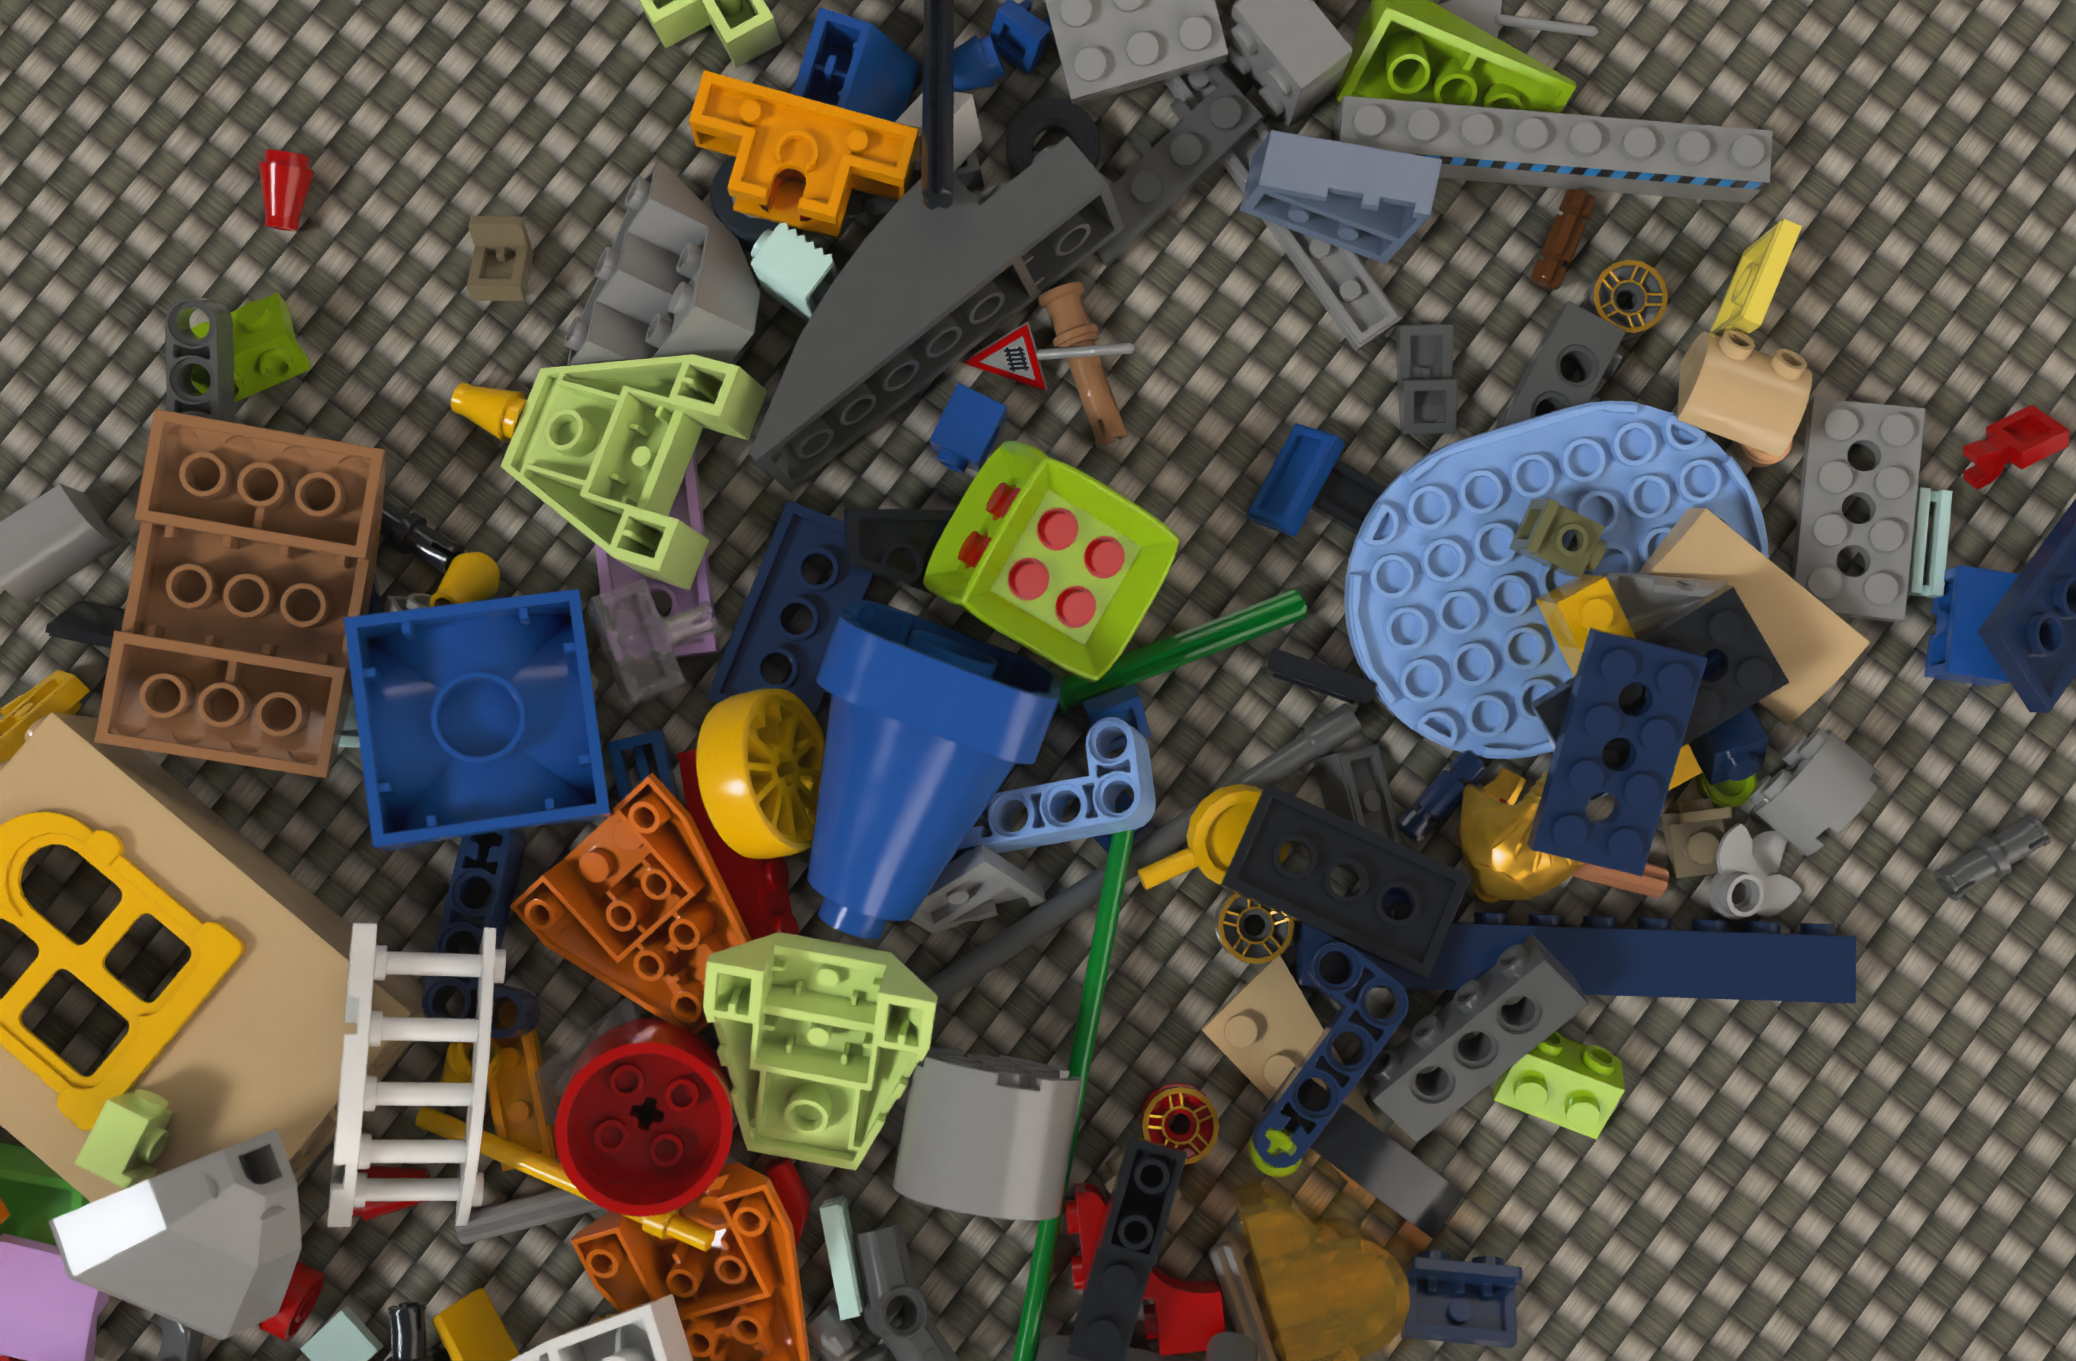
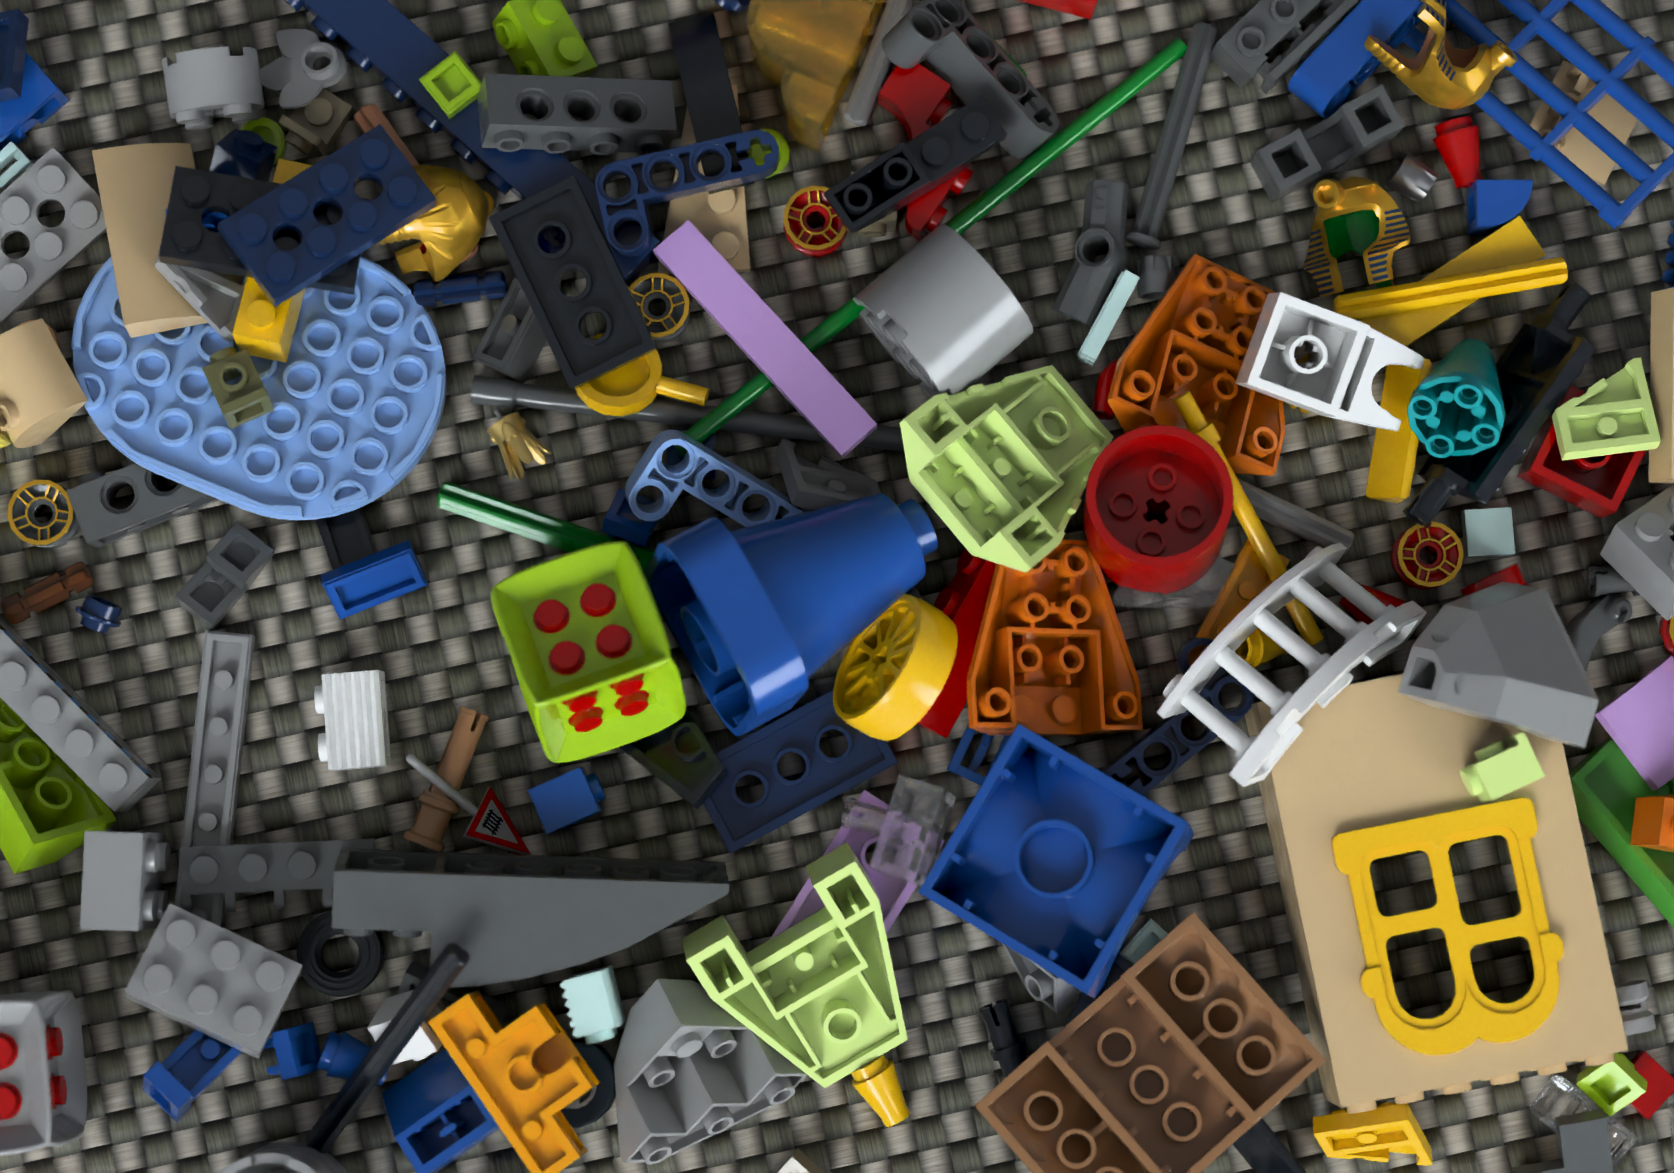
camera: 145 degrees left, 0 degrees up
(358, 1269) = (1439, 541): none -> red wheel
(468, 579) = (997, 976): yellow cone -> none
(1132, 975) = (765, 339): none -> lavender tile
(1208, 345) = (354, 720): none -> white brick
(1276, 699) = (516, 443): none -> pearl gold piece
(1318, 677) = (474, 433): black tile -> none
(1341, 192) = (174, 746): sand blue wedge -> none
(1503, 257) = (99, 614): none -> dark blue plate
(1608, 970) = (452, 84): none -> lime tile

